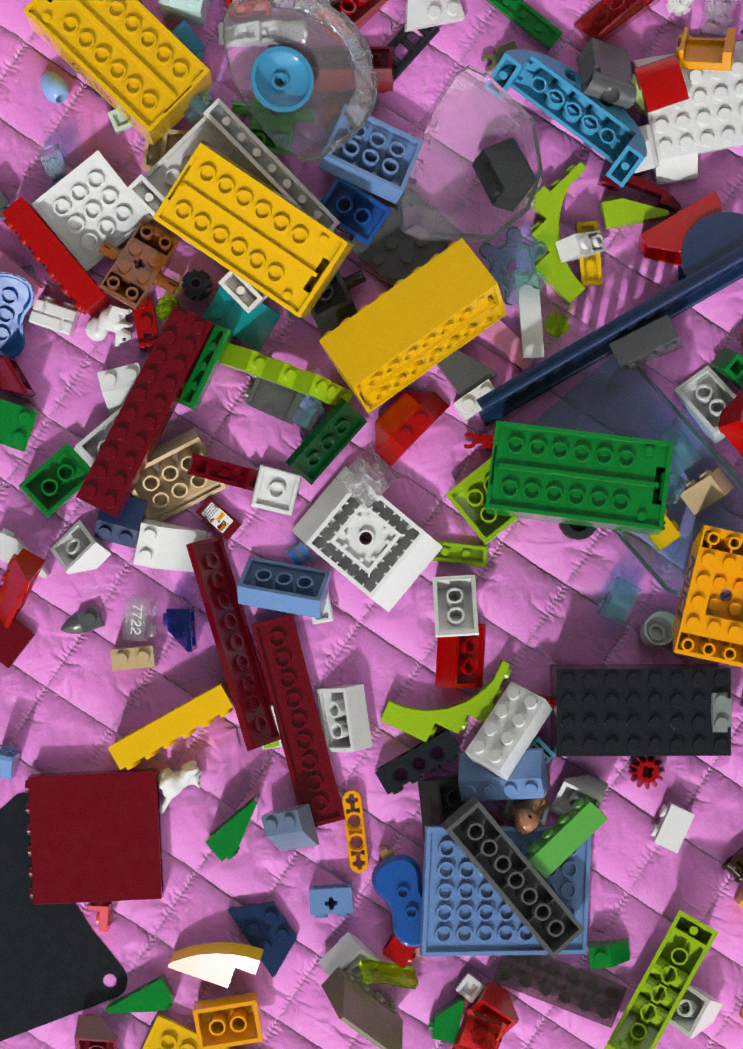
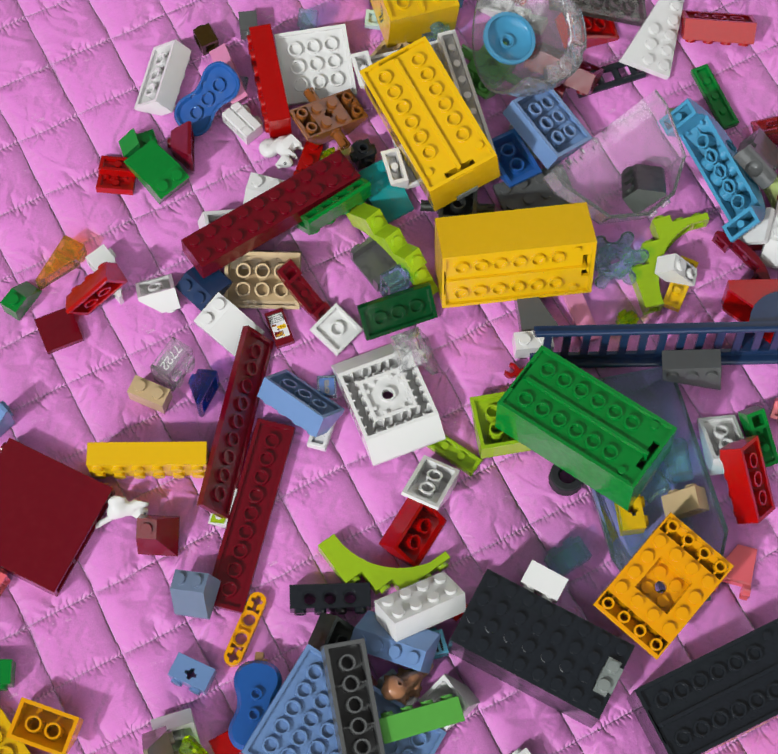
camera: 25 degrees right, 20 degrees down
(55, 481) = (164, 233): green slope -> none
(83, 621) = (127, 350): dark grey plate -> none
(216, 961) = (67, 672): slope -> none
(223, 789) = (158, 535): none -> dark red slope
(227, 837) = (146, 568): green slope -> none
(266, 929) = (121, 673): dark blue wing -> none
(344, 718) = (290, 531): white slope -> none
(405, 422) = (467, 333): red wedge -> none
(530, 322) = (609, 303): white slope -> none
(613, 647) = (544, 581): none -> white slope
(625, 212) = (723, 267): lime slope -> none
(653, 771) = (511, 706): red gear -> none
(657, 630) = (584, 598): white hat -> none

